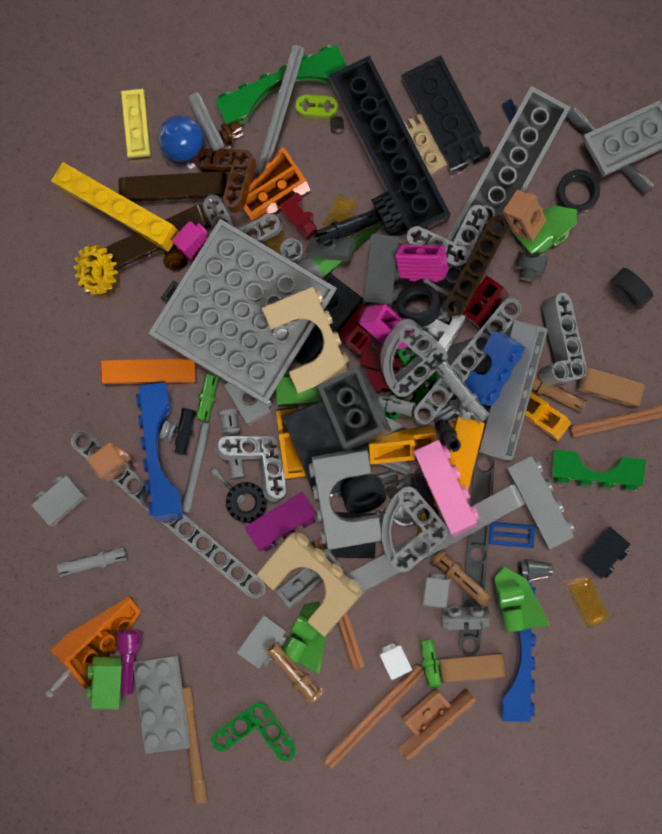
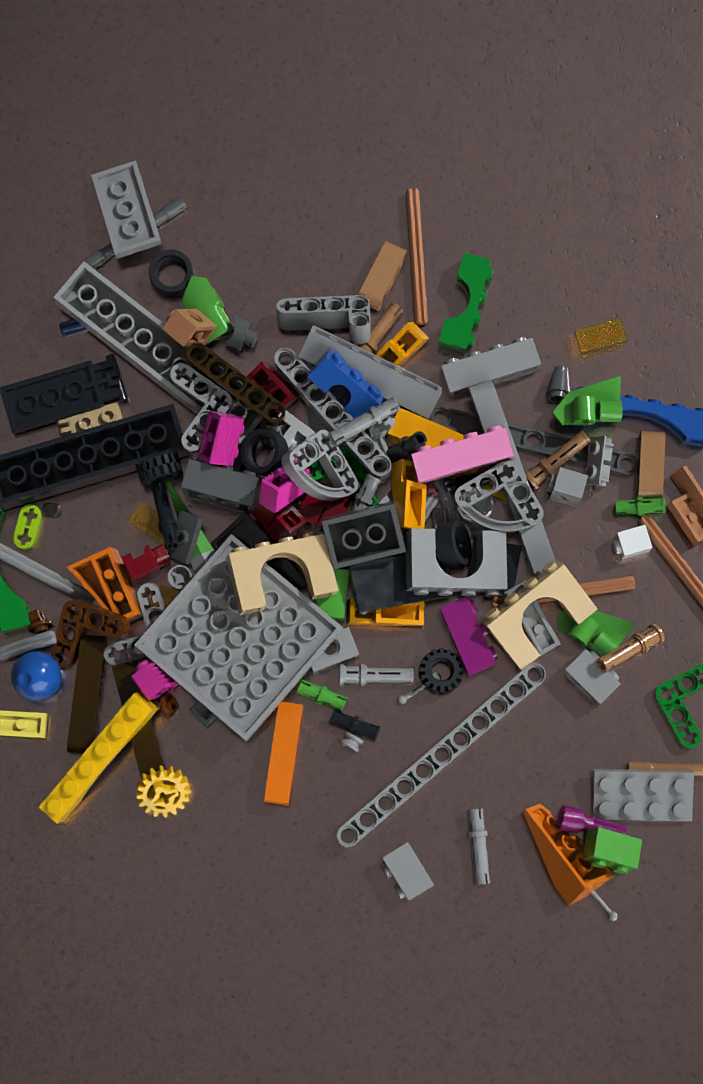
camera: 85 degrees left, 5 degrees down
(110, 461) = (379, 800): nougat arch -> none
(155, 408) = (425, 750): blue arch -> none
(195, 467) = (395, 720): light grey bar -> none
(261, 453) = (392, 646): light grey beam -> none
(492, 533) = (528, 402): blue tile -> none
(604, 553) = (552, 311): black brick -> none
(632, 288) = (284, 235): black tyre -> none

